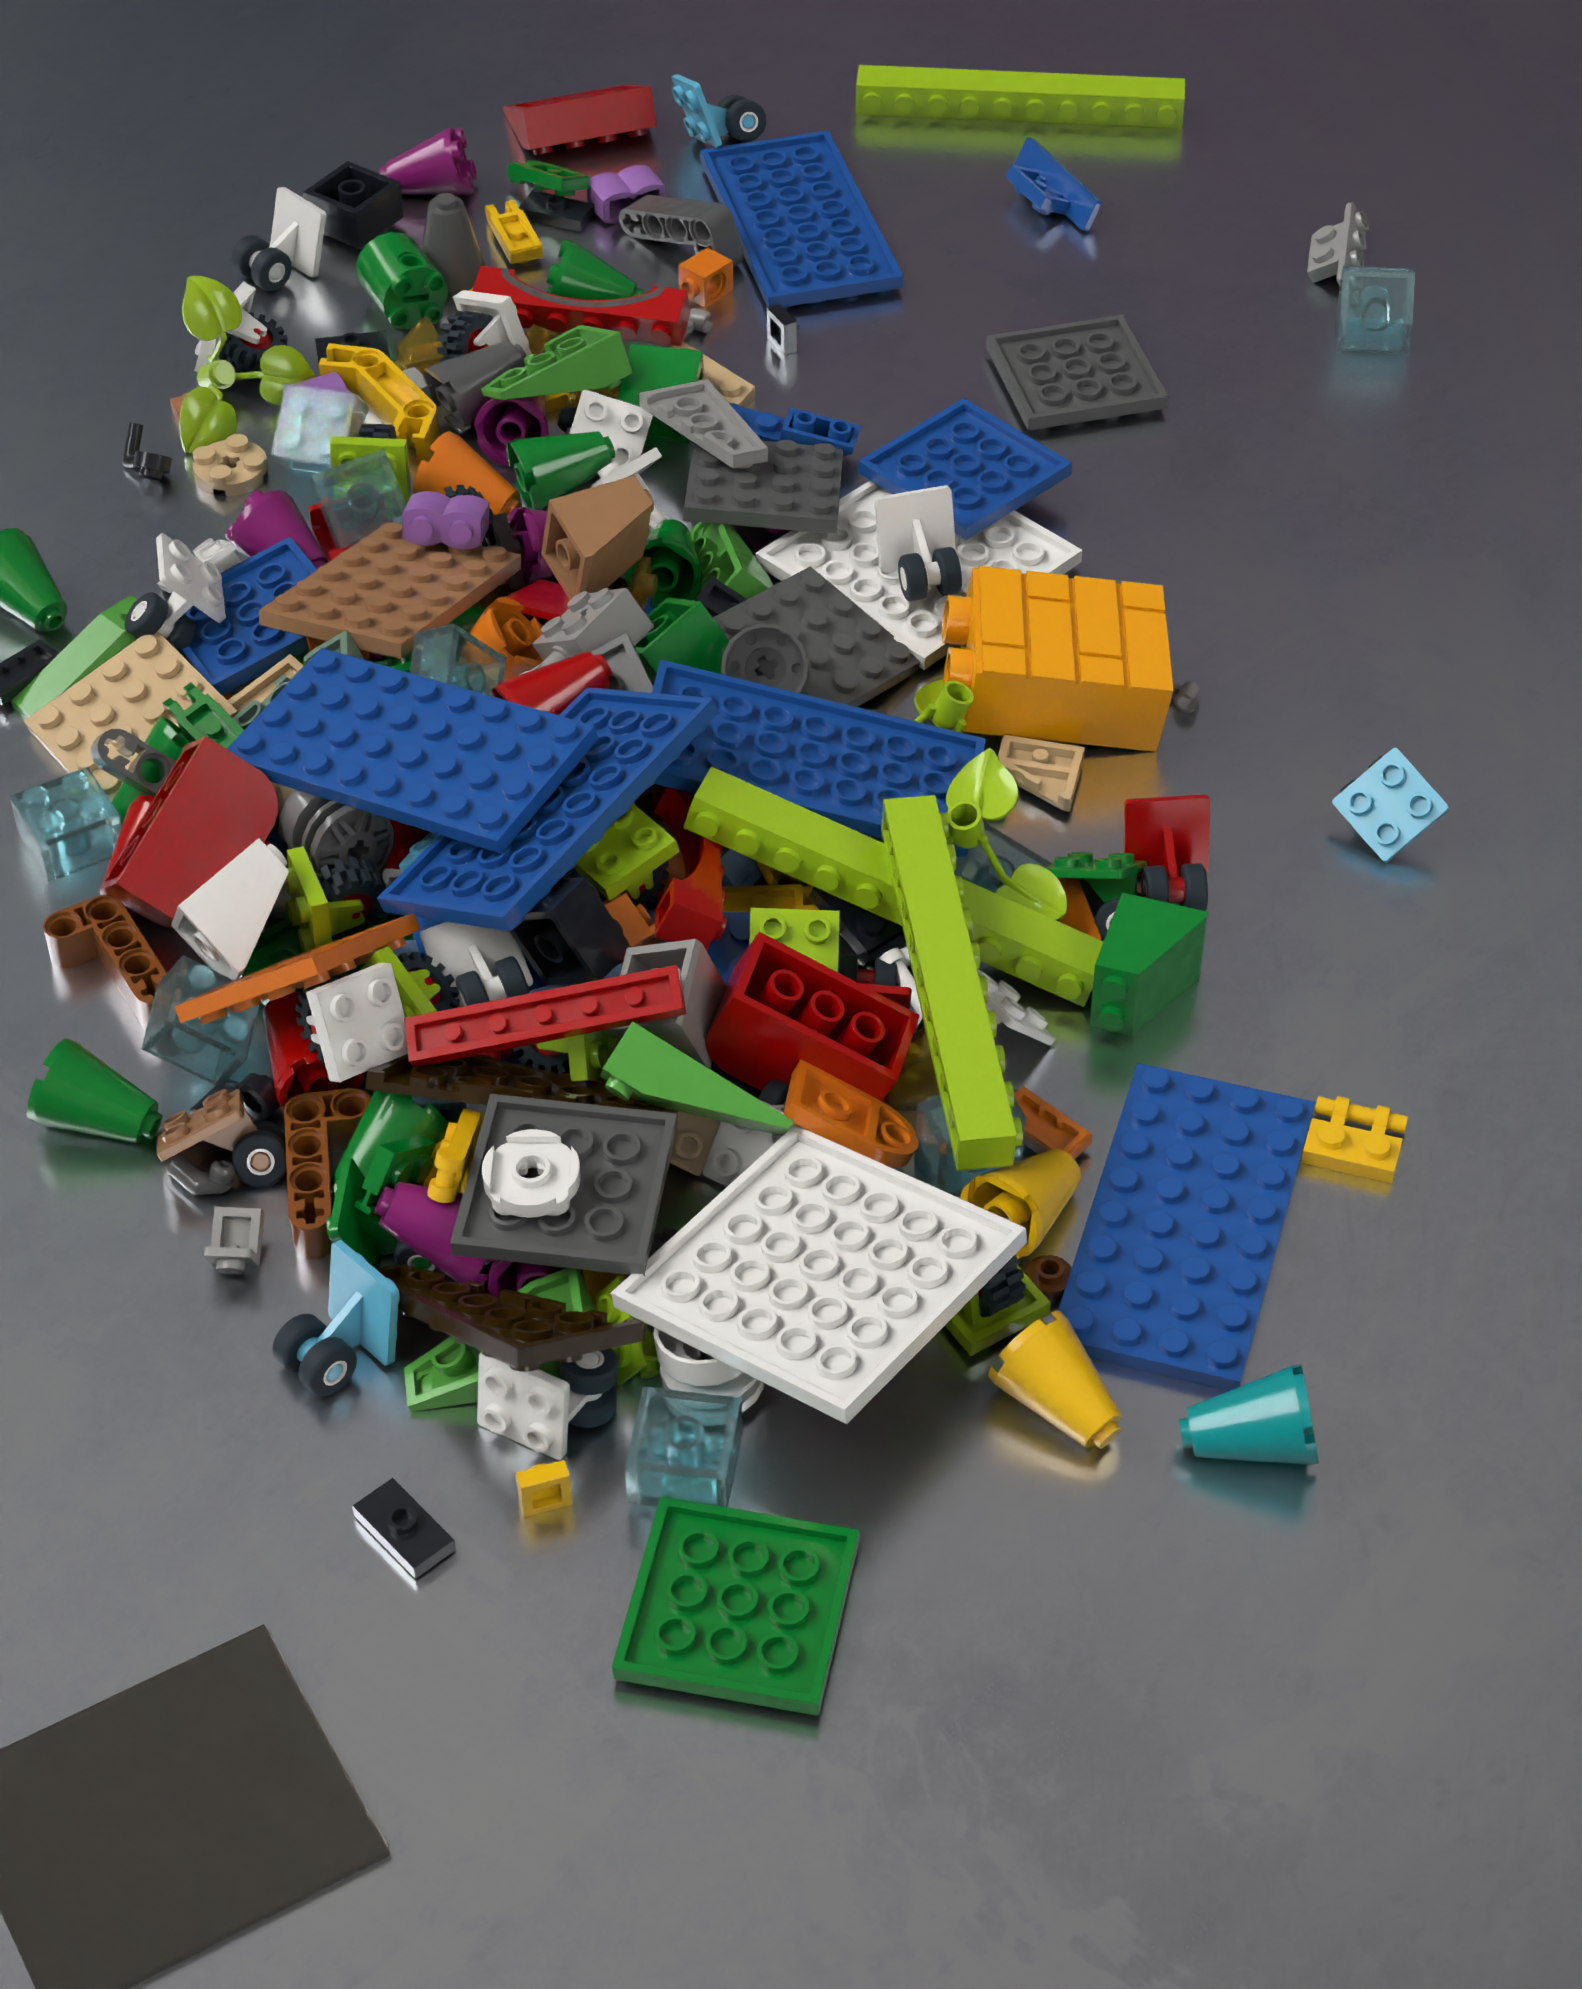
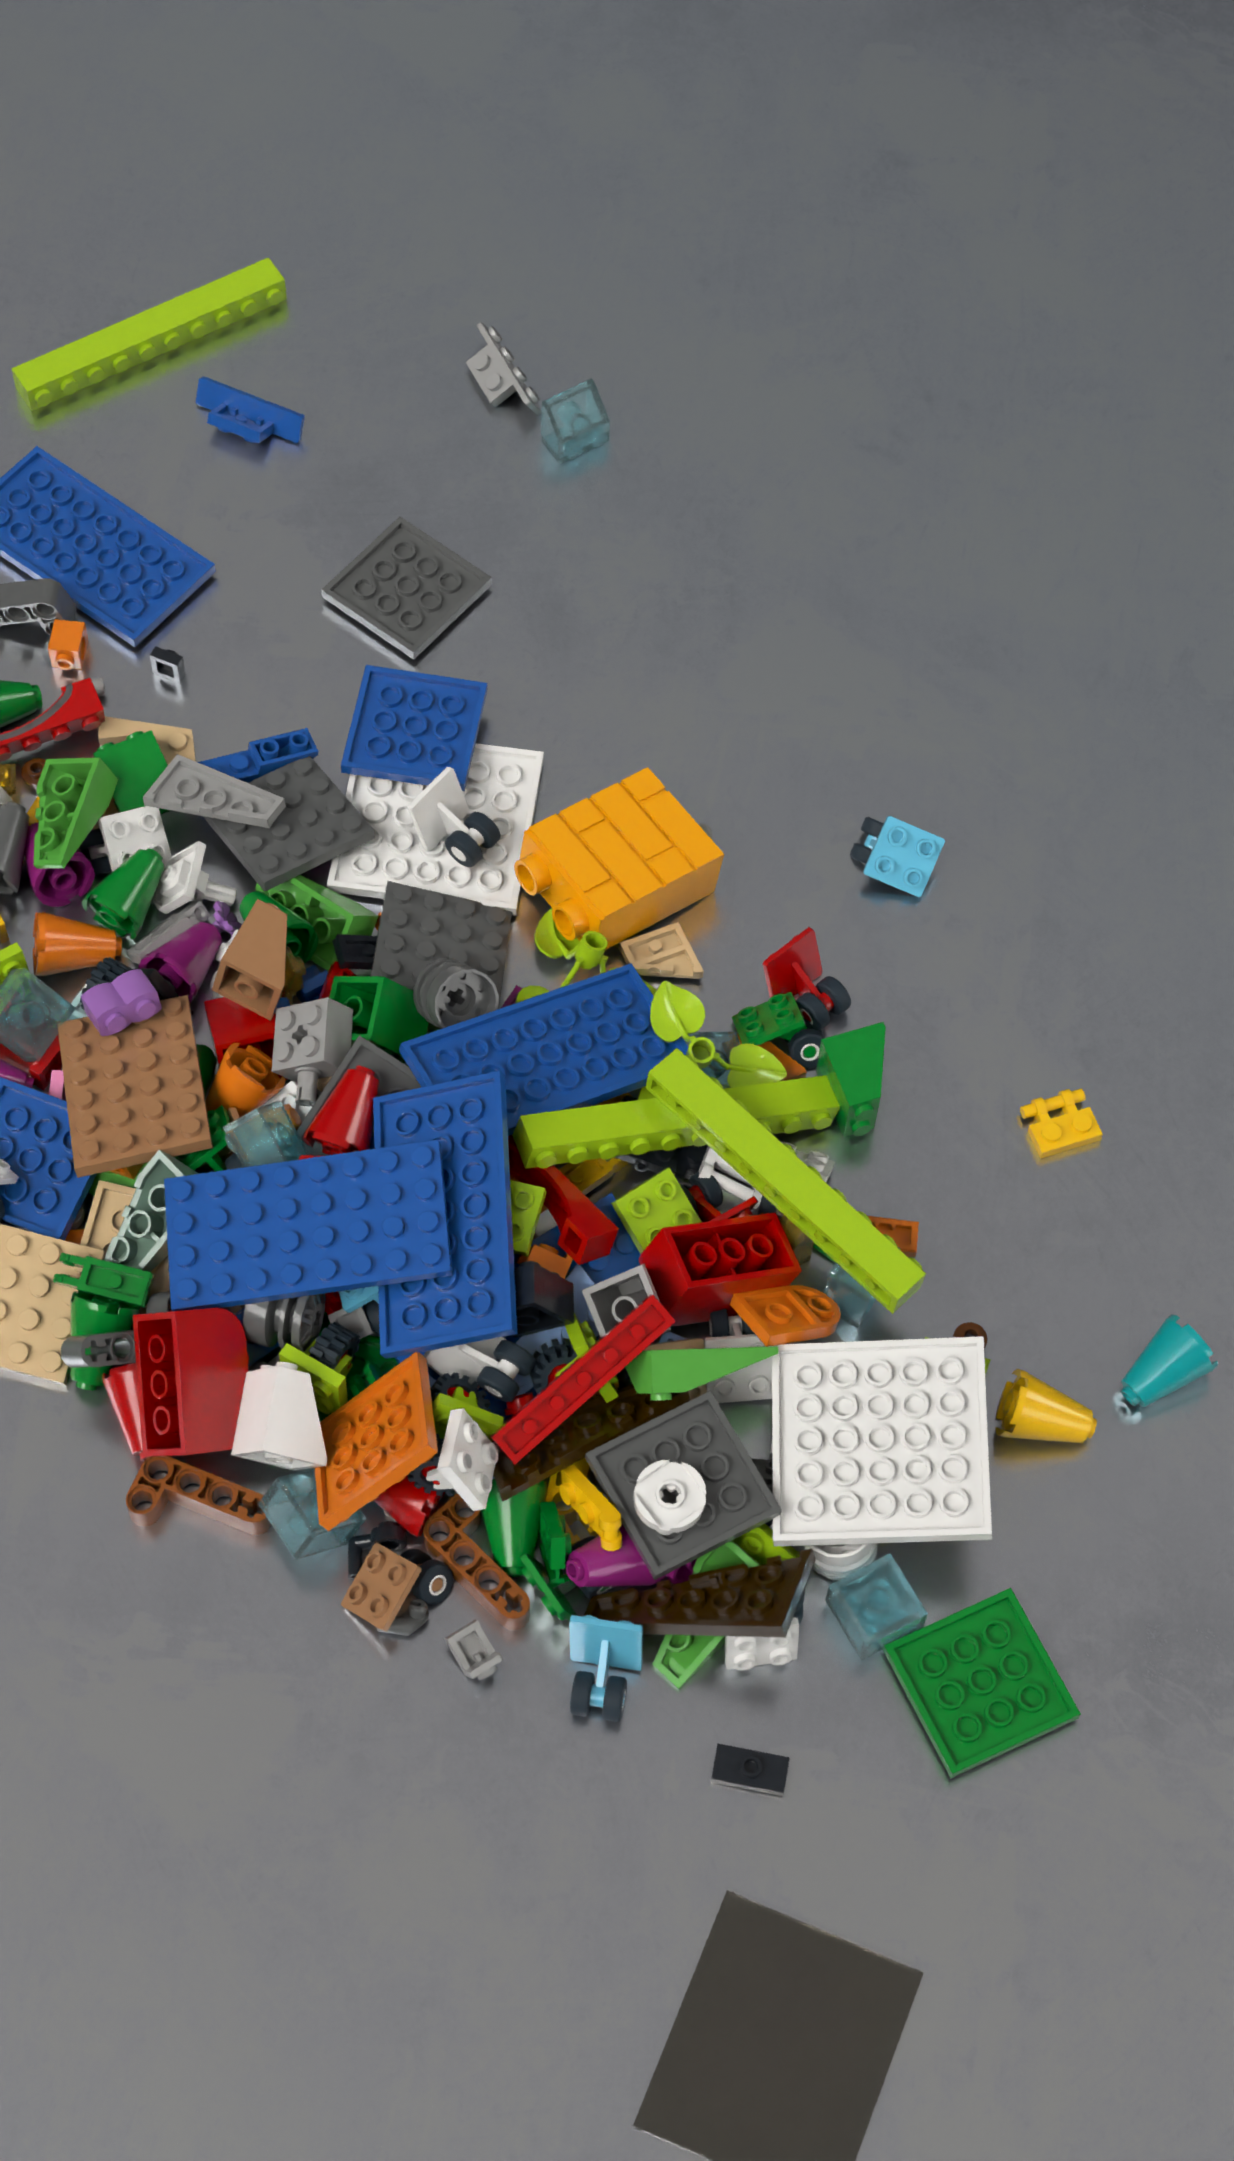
camera: 40 degrees left, 15 degrees up
(67, 823) = (56, 1414): clear light blue brick -> none
(91, 1098) = (288, 1615): green cone -> none
(544, 1488) = (811, 1686): yellow plate -> none
(1027, 1193) = (931, 1308): yellow cone -> none
(1186, 1226) = (1014, 1248): blue plate -> none

